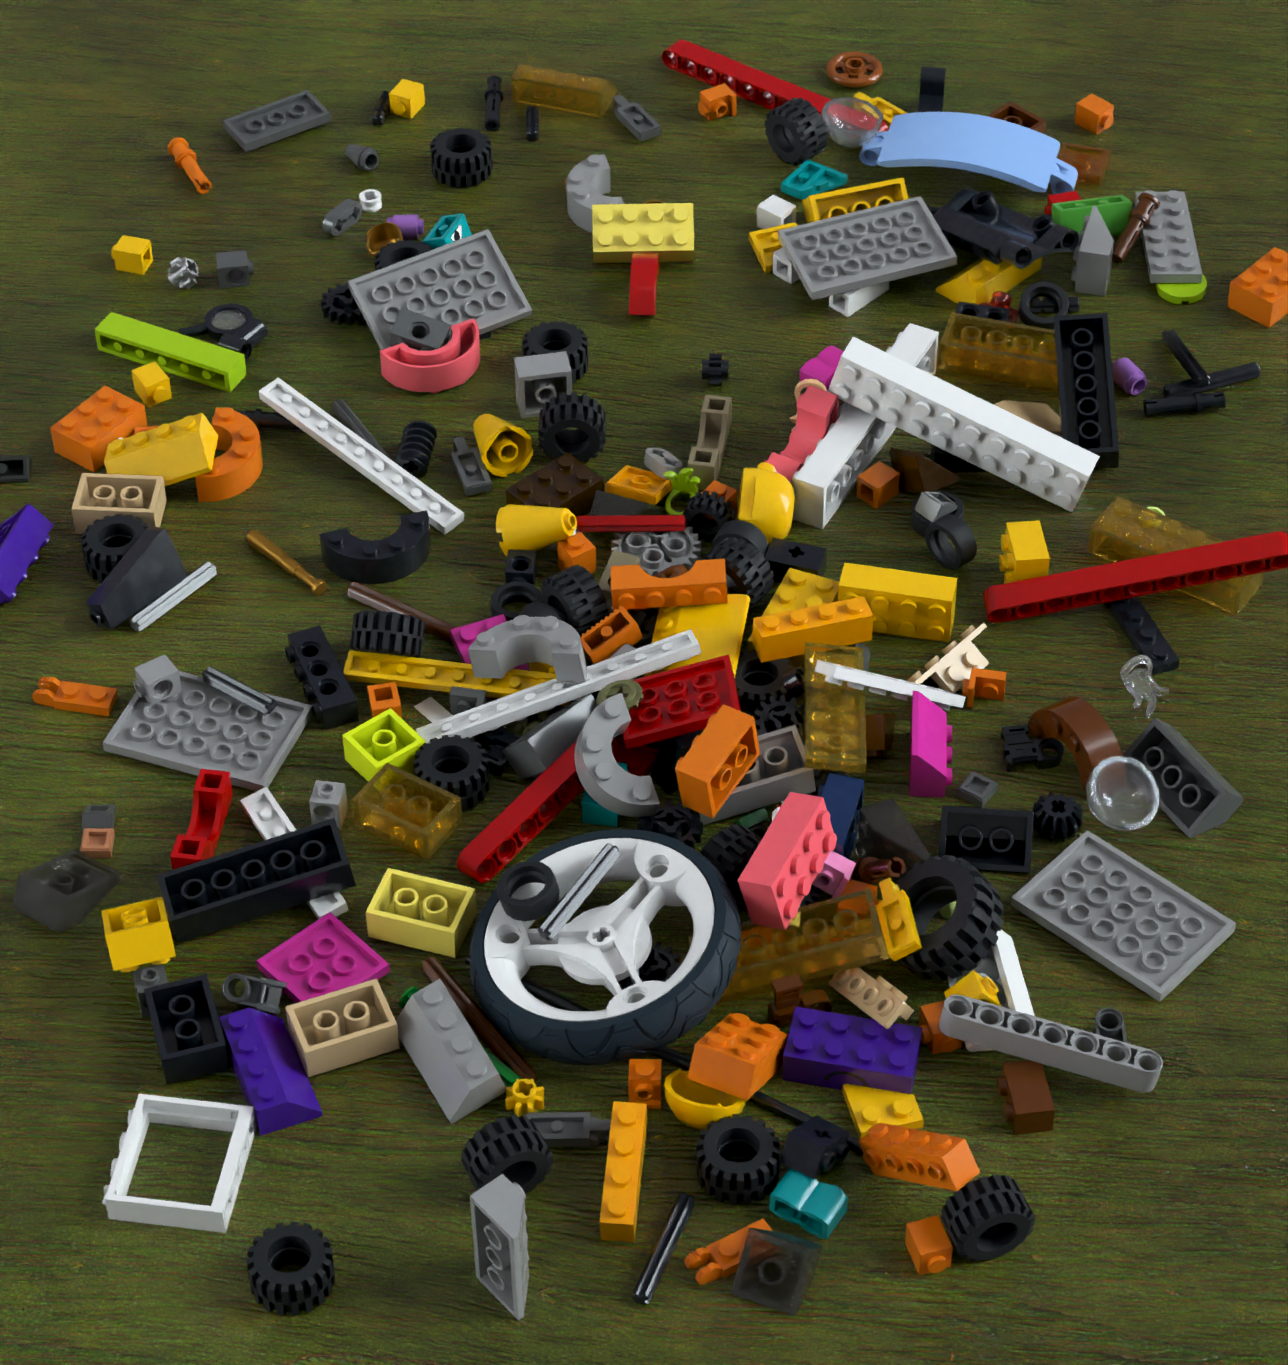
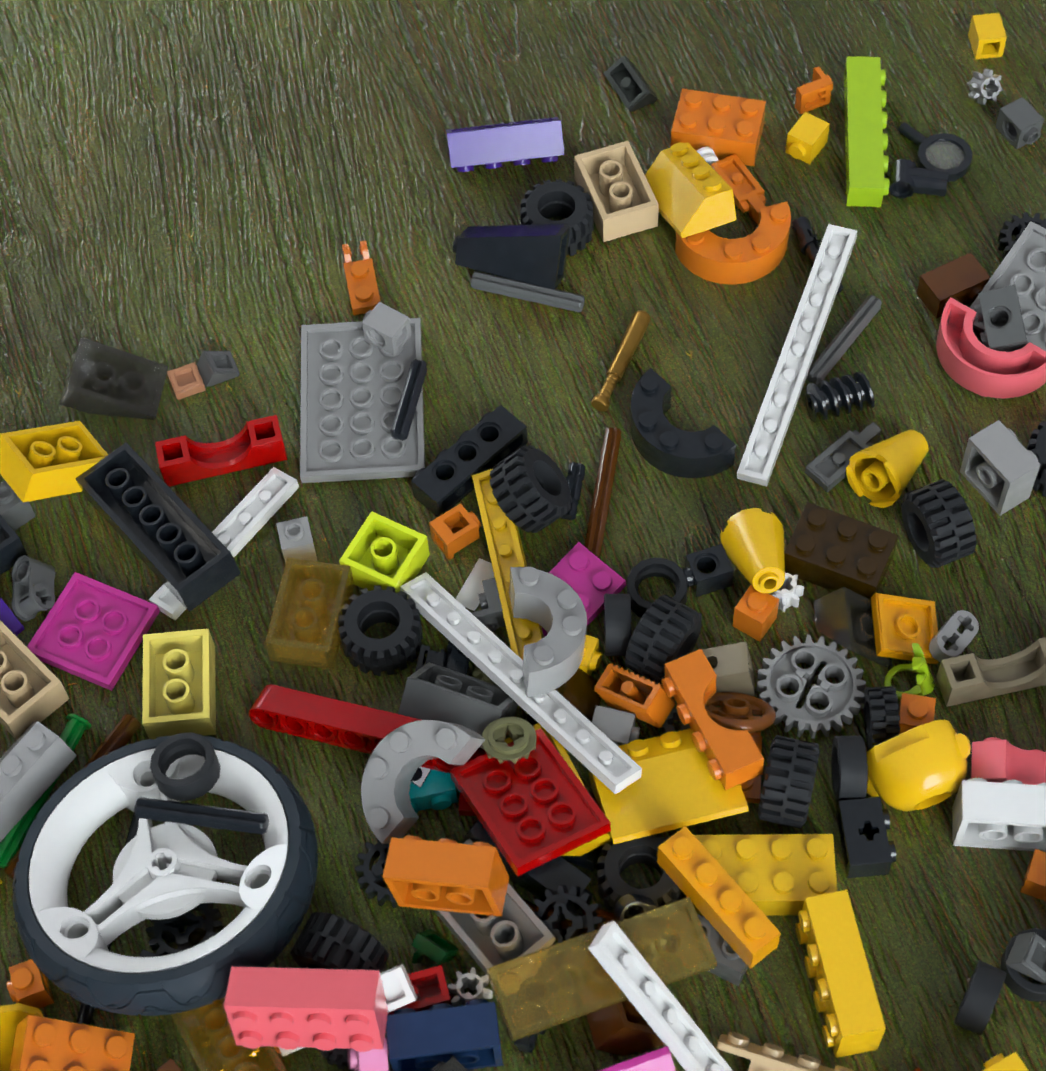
camera: 70 degrees right, 15 degrees up
(107, 363) = (814, 94): none -> orange bracket
(358, 356) = (957, 279): none -> reddish brown brick
(631, 523) = (821, 643): red axle -> none

